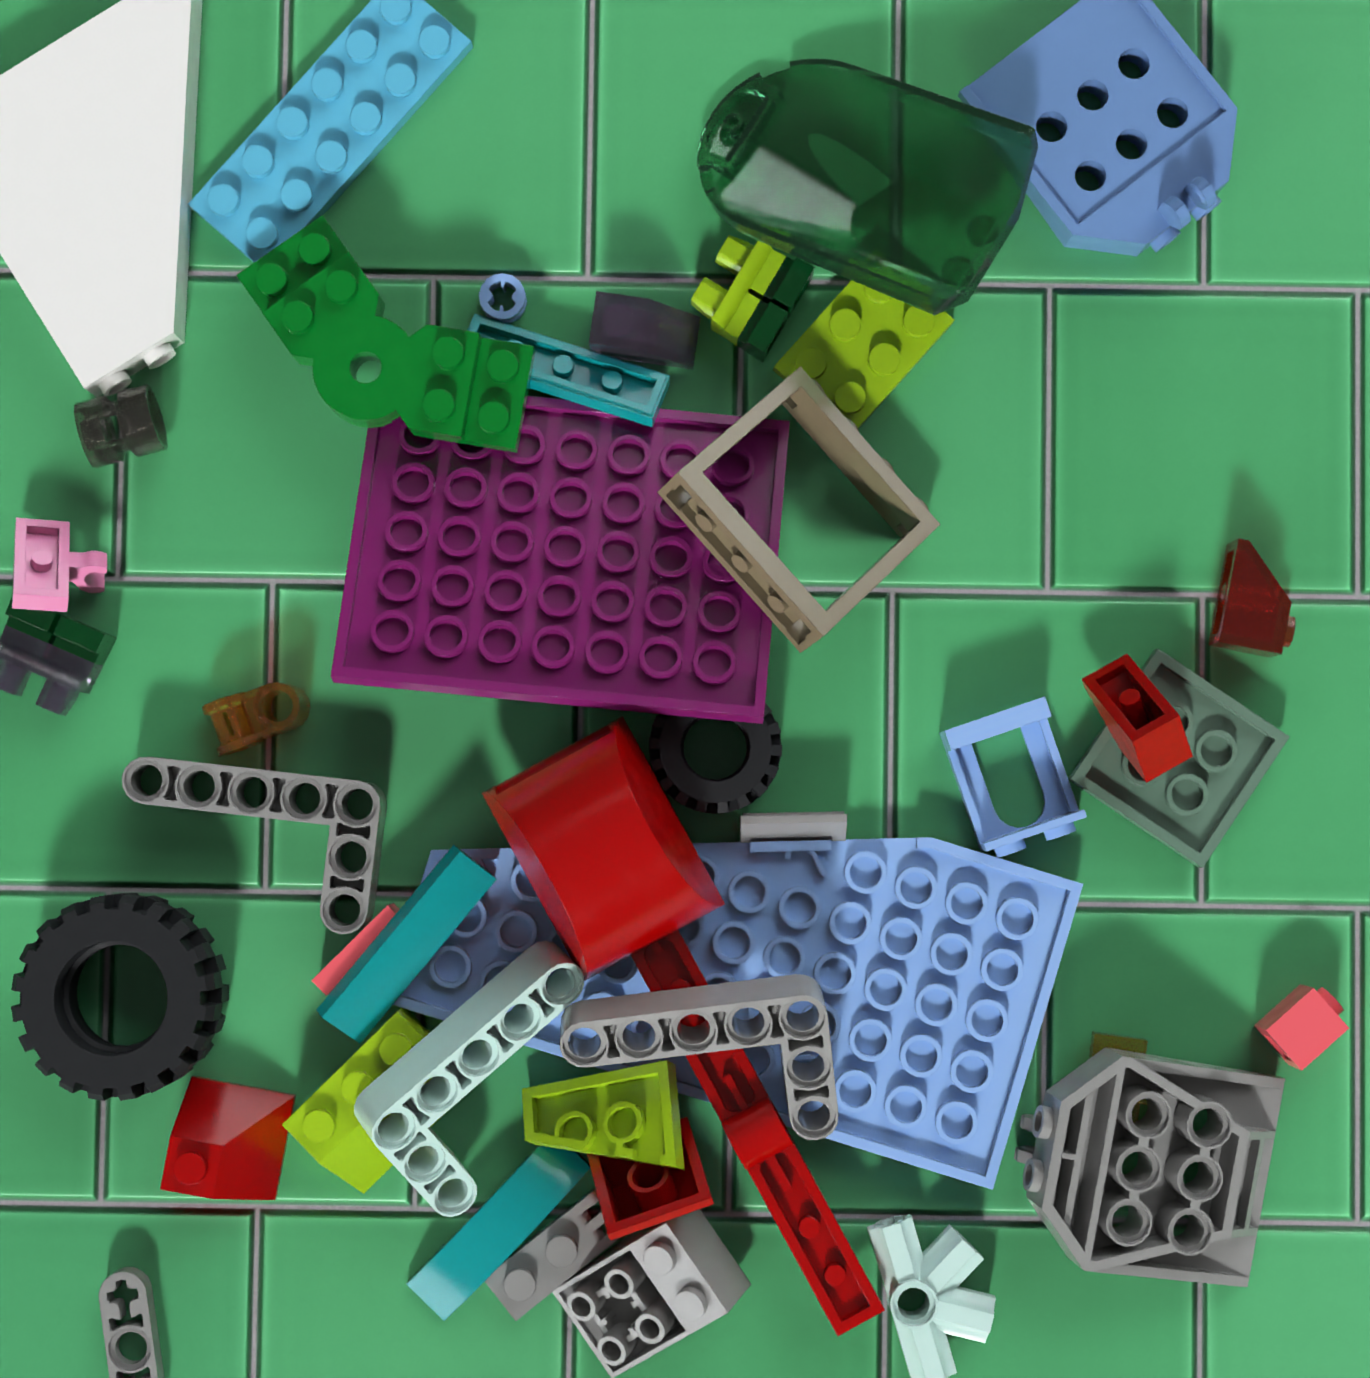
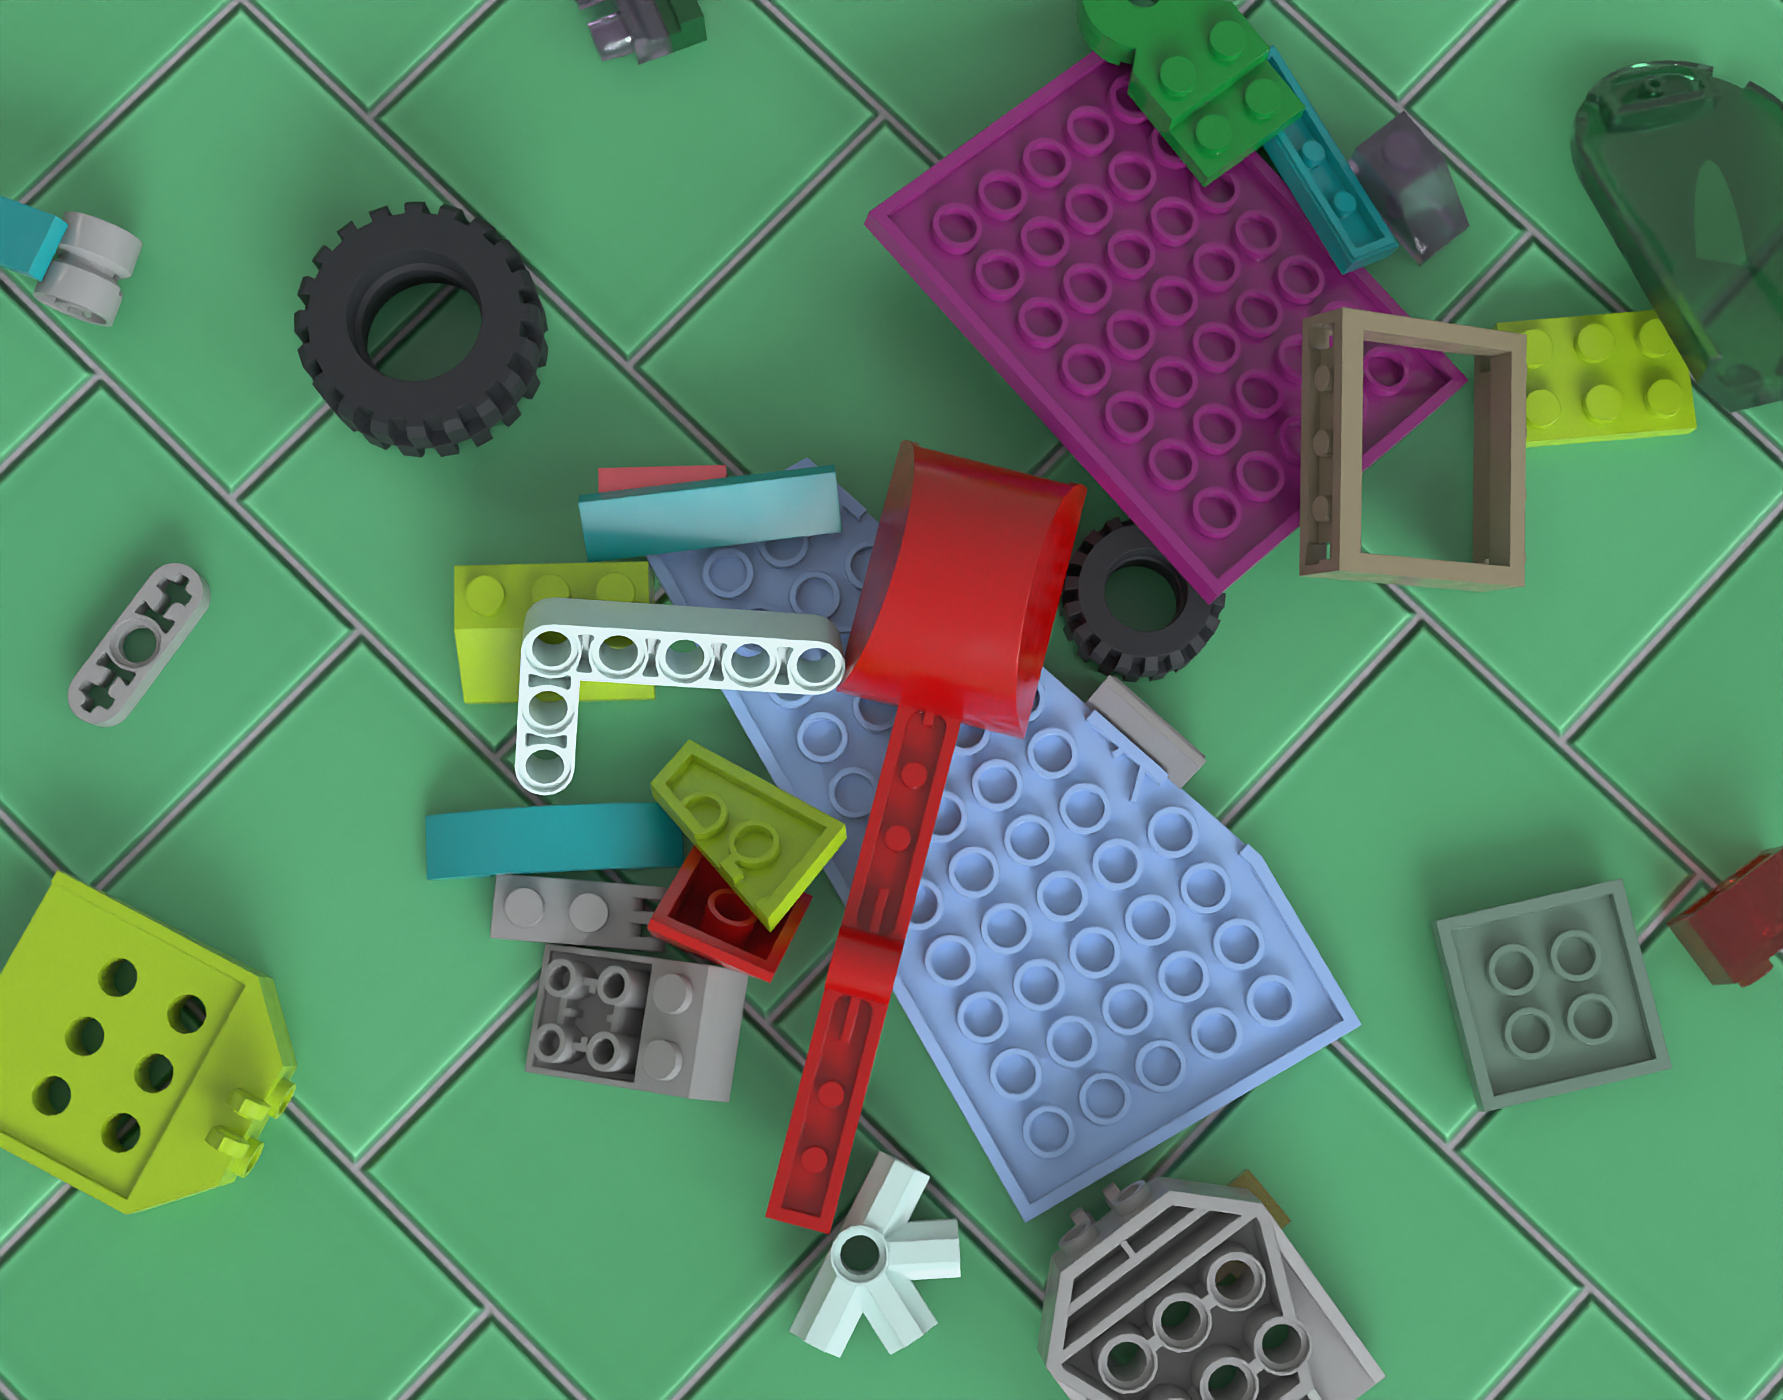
camera: 35 degrees right, 5 degrees down
(228, 1141) = (390, 545): red slope -> none
(247, 718) = (755, 199): clear orange piece -> none
(281, 805) = (712, 301): light grey beam -> none
(487, 300) = (1324, 41): light blue bush -> none
(718, 1033) = (919, 839): light grey beam -> none
(759, 297) = (1539, 251): hips -> none
(1059, 801) = (1446, 835): light blue panel -> none
(1138, 717) = (1551, 919): red slope -> none
(1303, 1025) = (1447, 1342): coral brick -> none

